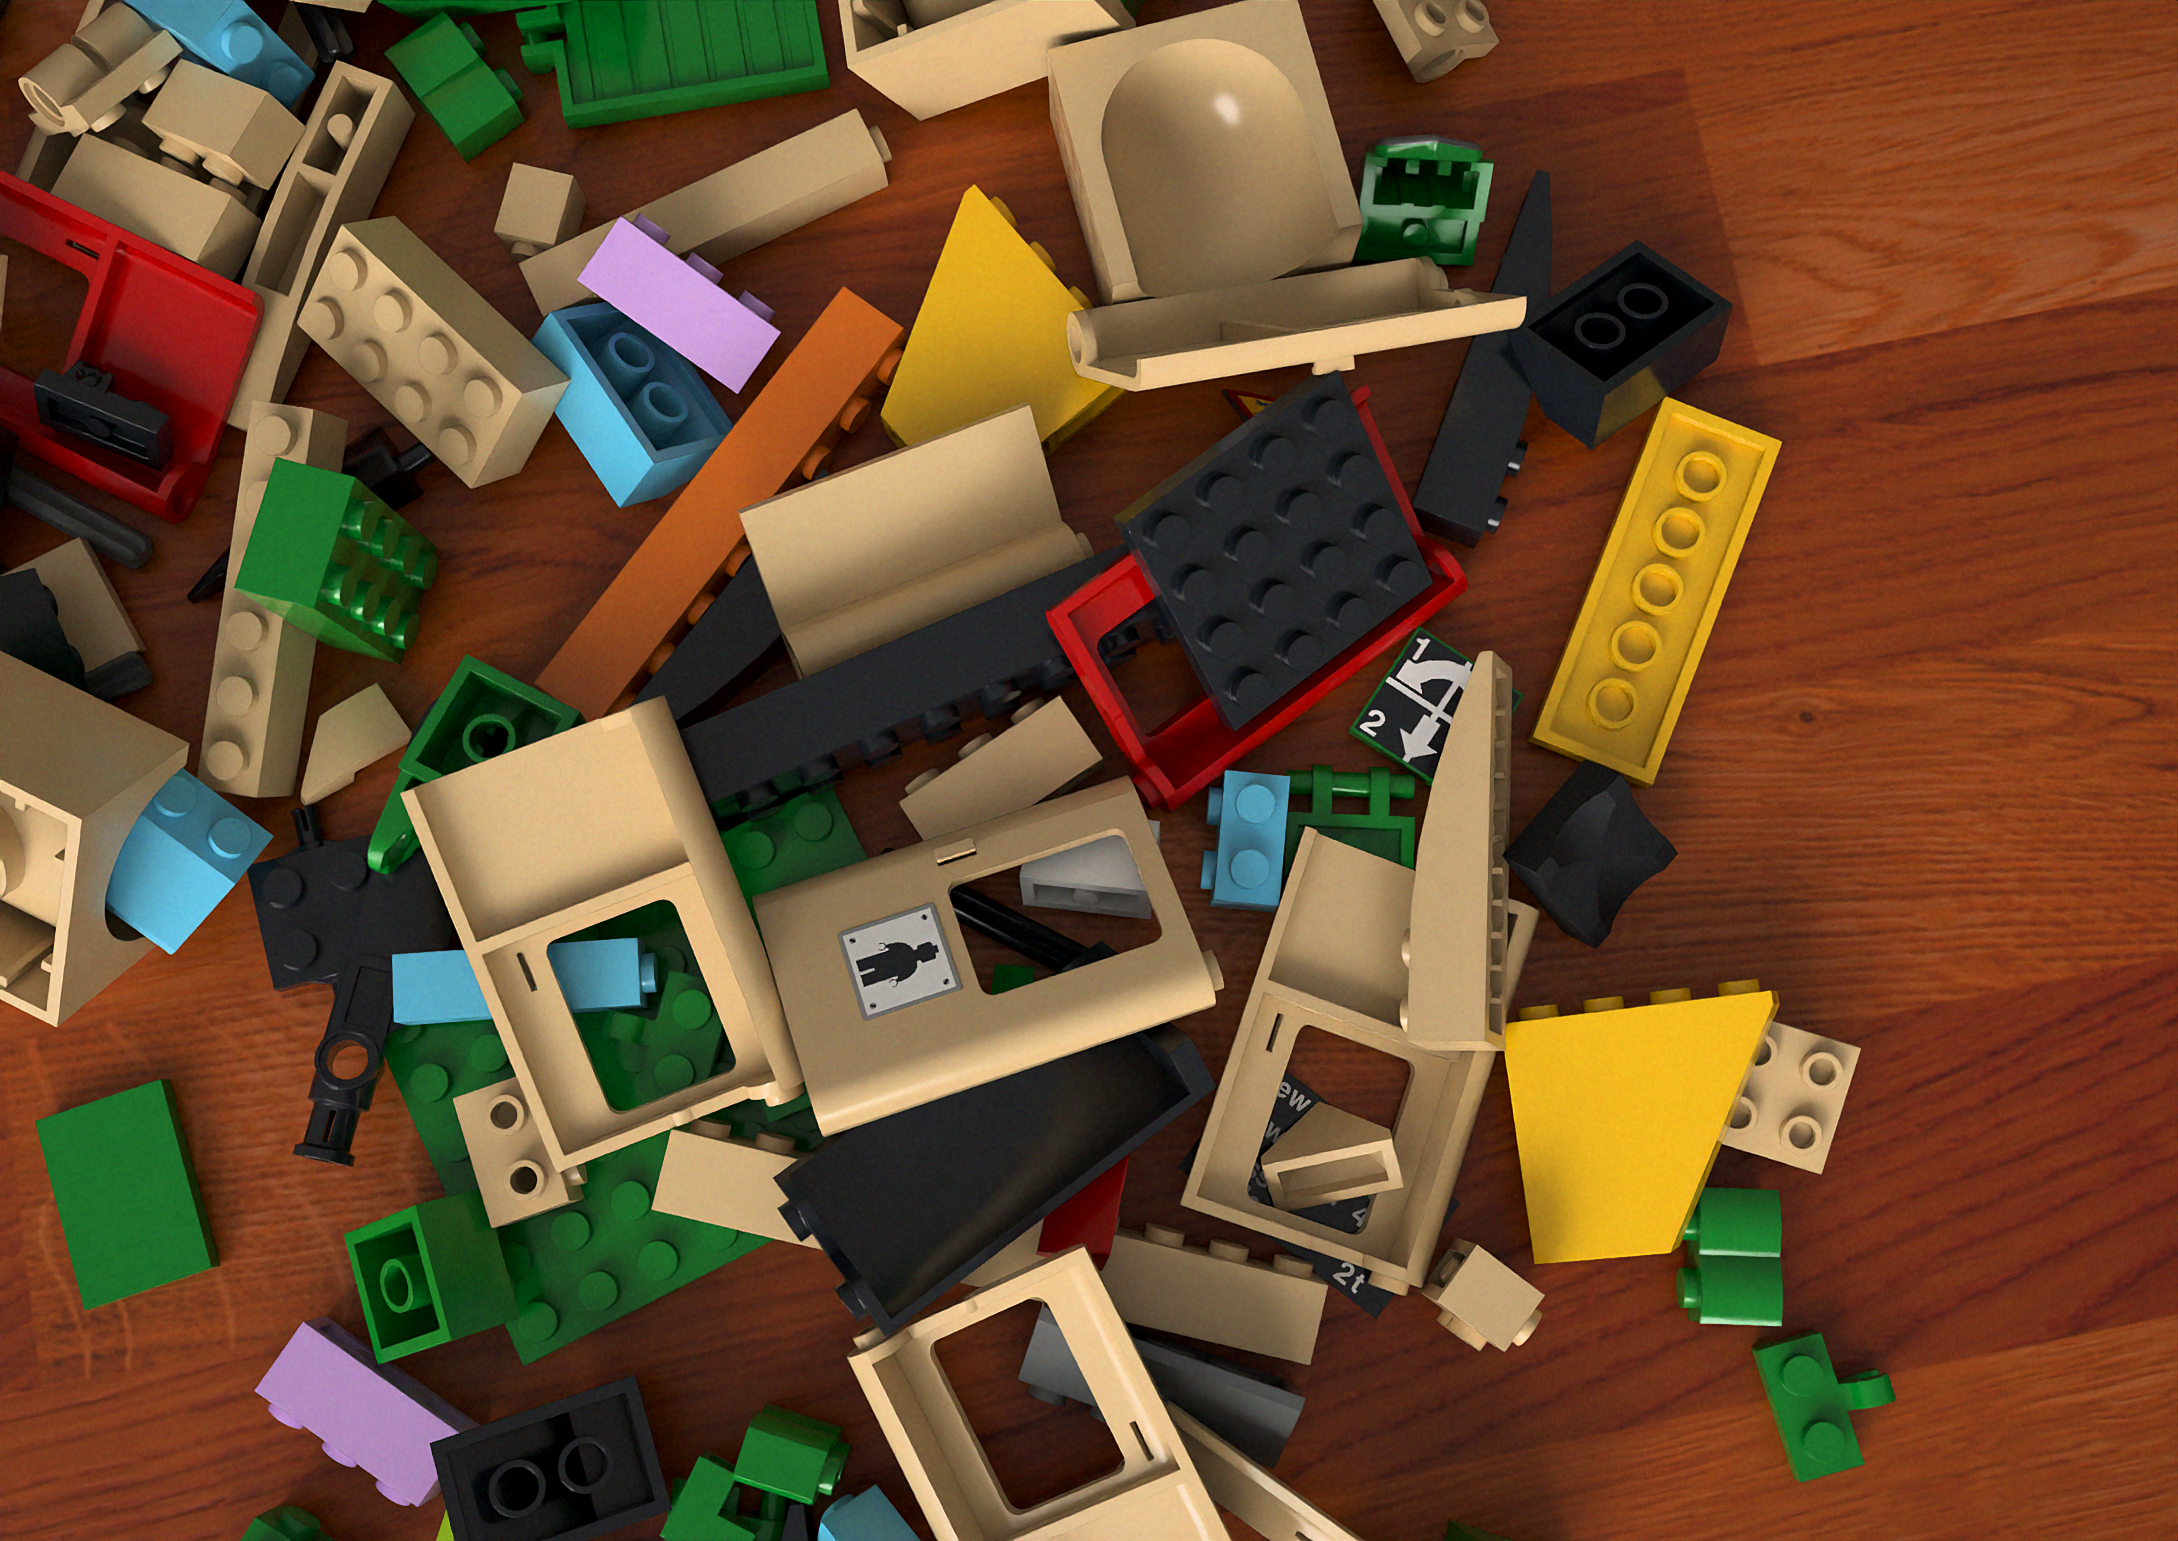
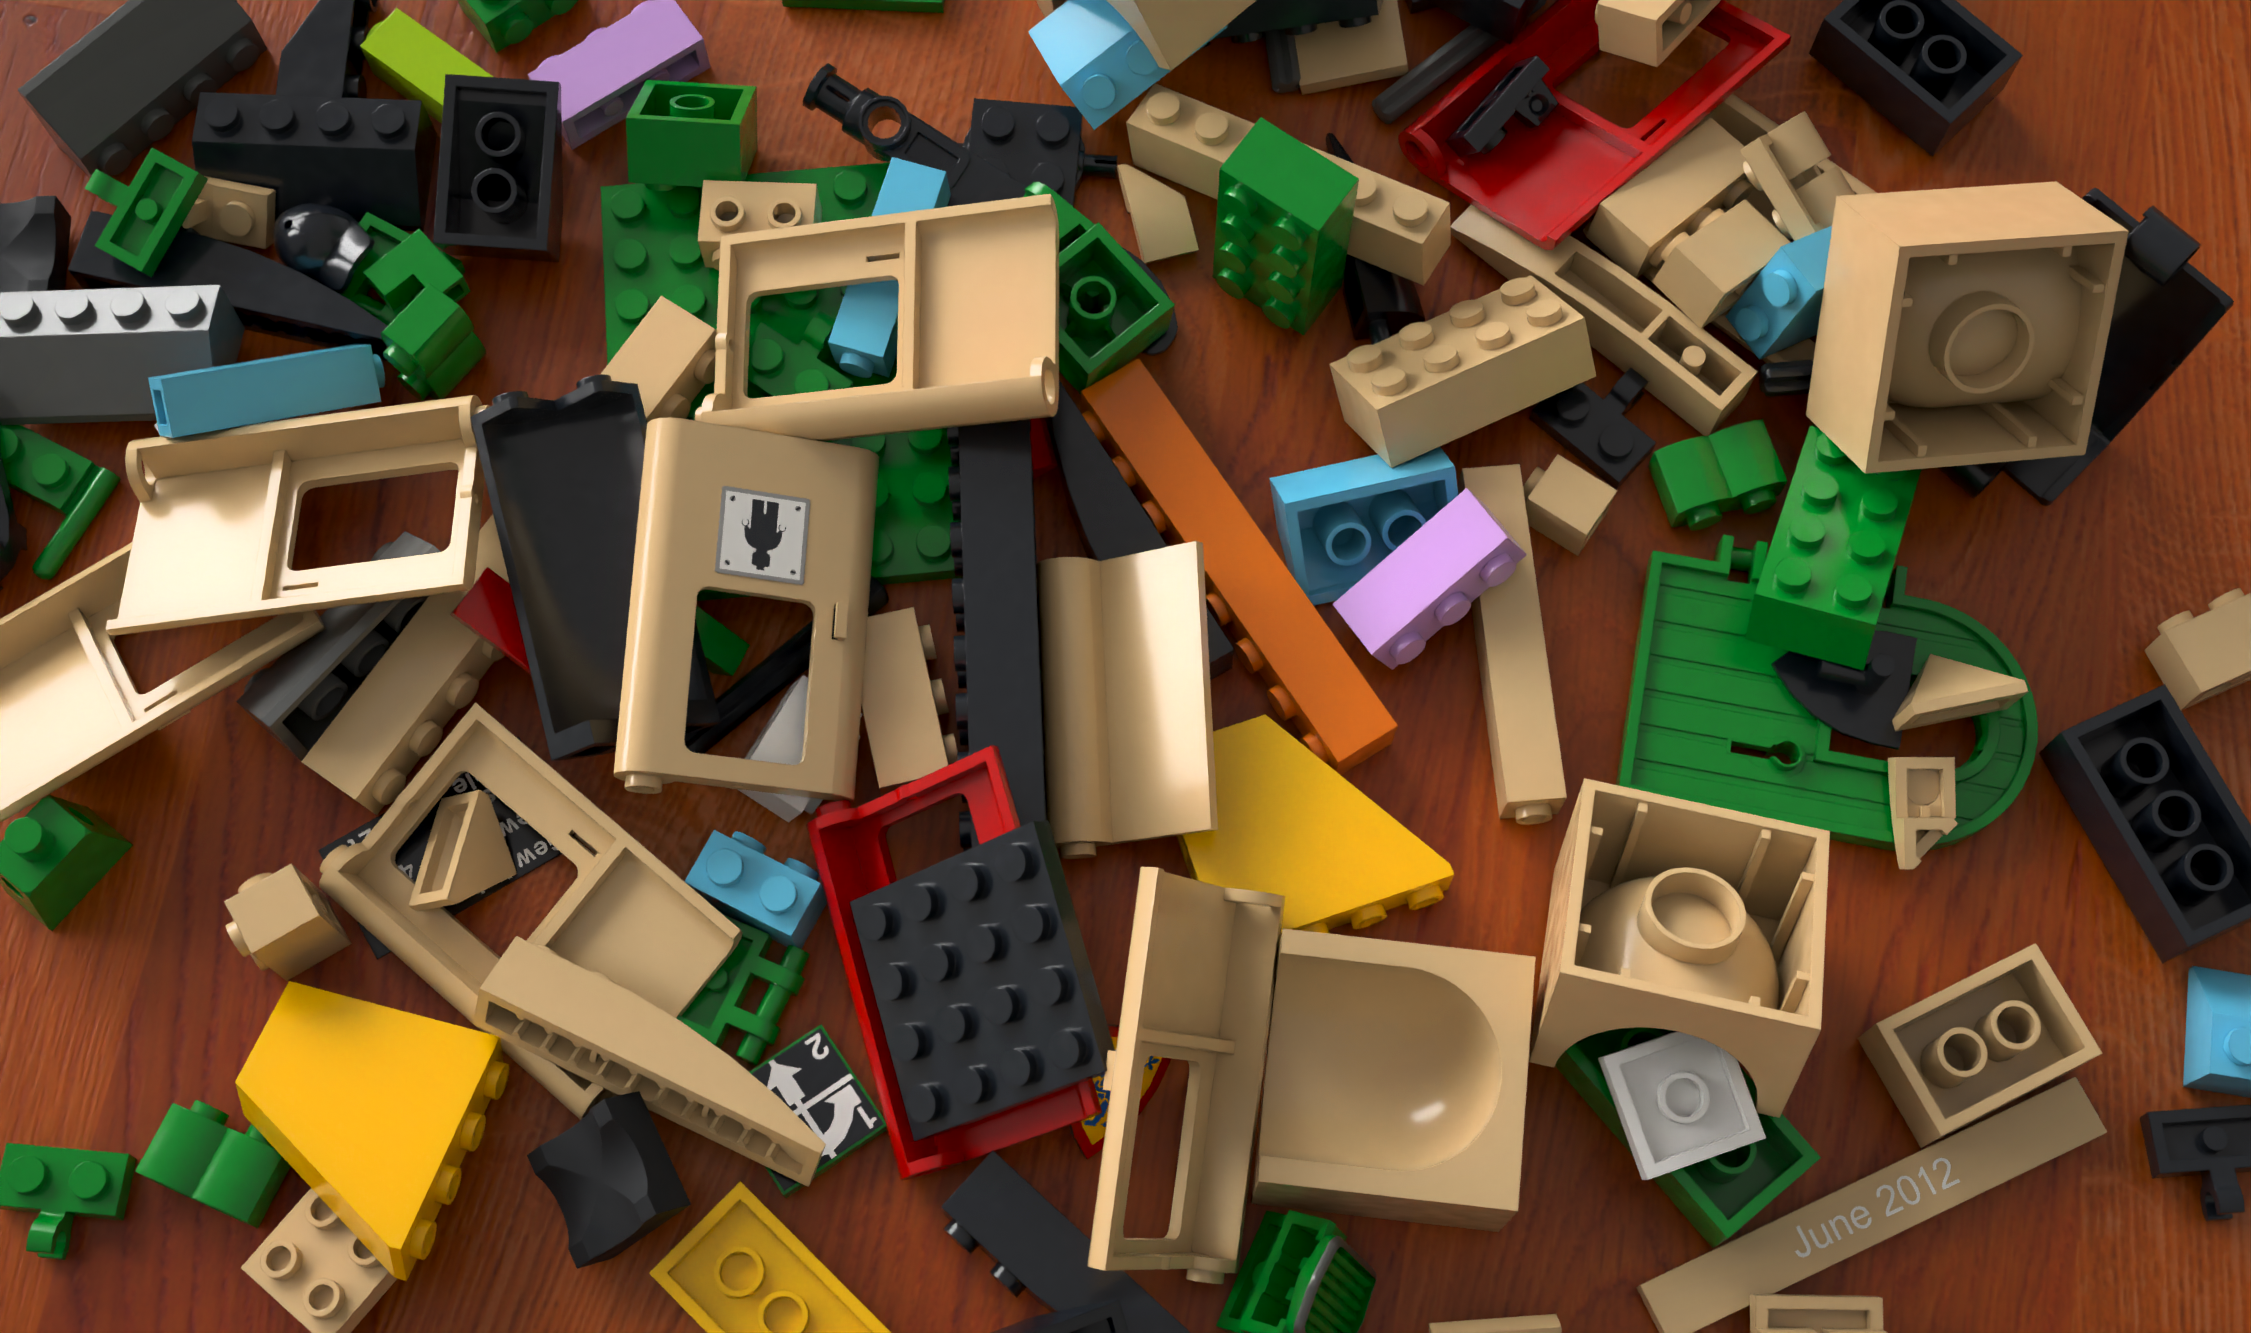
camera: 110 degrees right, 10 degrees down
(449, 211) = (1597, 427): none -> black plate

